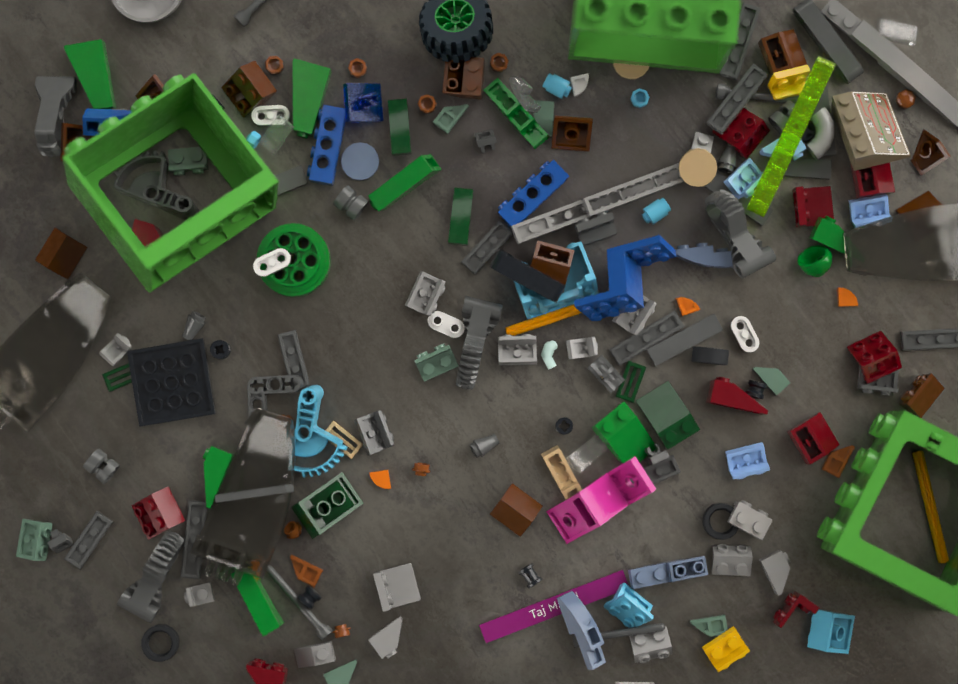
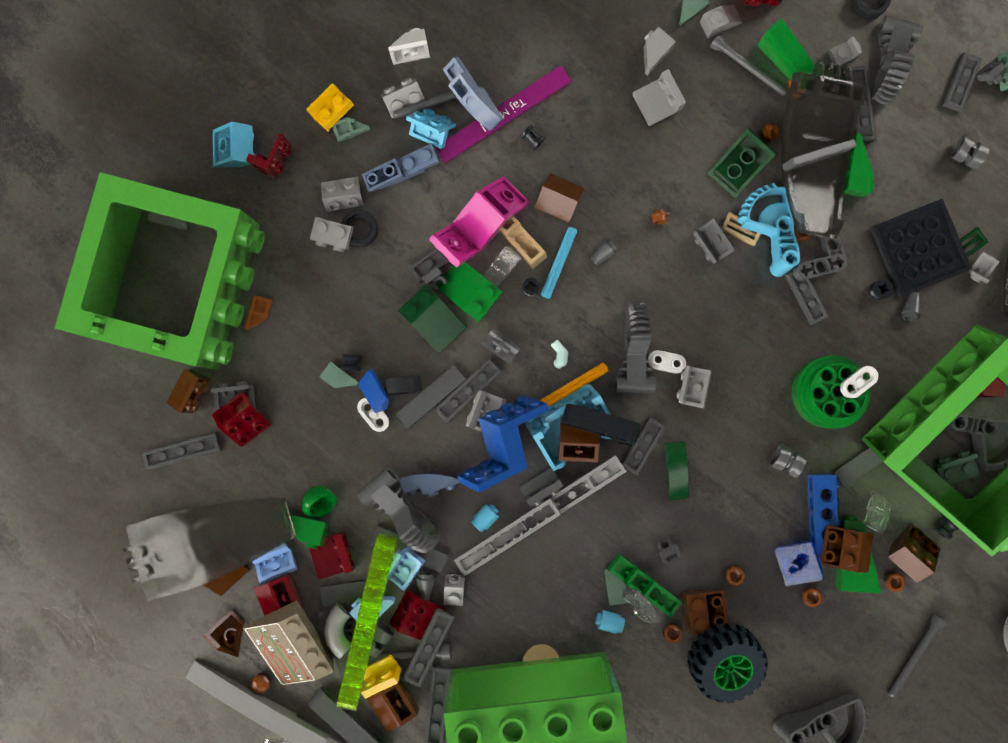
camera: 170 degrees right, 0 degrees up
(158, 512) = (903, 120): dark red slope -> none
(253, 139) = (898, 501): medium azure tile -> none
(270, 114) = (889, 534): white plate -> none
(306, 571) = (747, 97): dark orange tile -> none
(309, 597) = (739, 72): black wheel -> none
(317, 106) = (847, 549): none -> reddish brown slope
(341, 631) = (701, 47): dark orange plate -> none
(360, 161) = (787, 504): sand blue tile -> none
(381, 478) = (695, 199): orange tile -> none
(399, 127) = (757, 546): dark green slope -> none
(404, 182) = (740, 493): green slope -> none
(436, 362) = (668, 322): sand green bracket -> none
(449, 117) = (709, 567): sand green tile -> none
(517, 350) = (592, 351): light grey bracket -> none
(530, 445) = (559, 262): none -> medium azure axle
(550, 169) = (600, 536): blue brick -> none
(571, 133) = (585, 577): reddish brown slope -> none
(579, 83) = (588, 628): white tile -> none
(582, 347) = (529, 366): light grey bracket -> none
(625, 396) = (472, 360): dark green tile -> none
(639, 98) = (525, 627): medium azure tile -> none
(686, 306) = (435, 430): orange tile -> none
(697, 167) = (453, 570): tan tile -> none
(729, 395) = (377, 349): dark red slope -> none
(739, 355) = (374, 392): none -> blue slope
(747, 461) = (345, 291): light blue bracket -> none
(776, 569) = (296, 193): light grey slope -> none
(813, 438) = (285, 326): dark red slope -> none
(846, 298) = (281, 471): orange tile -> none
(930, 507) = (159, 285): light orange axle -> none

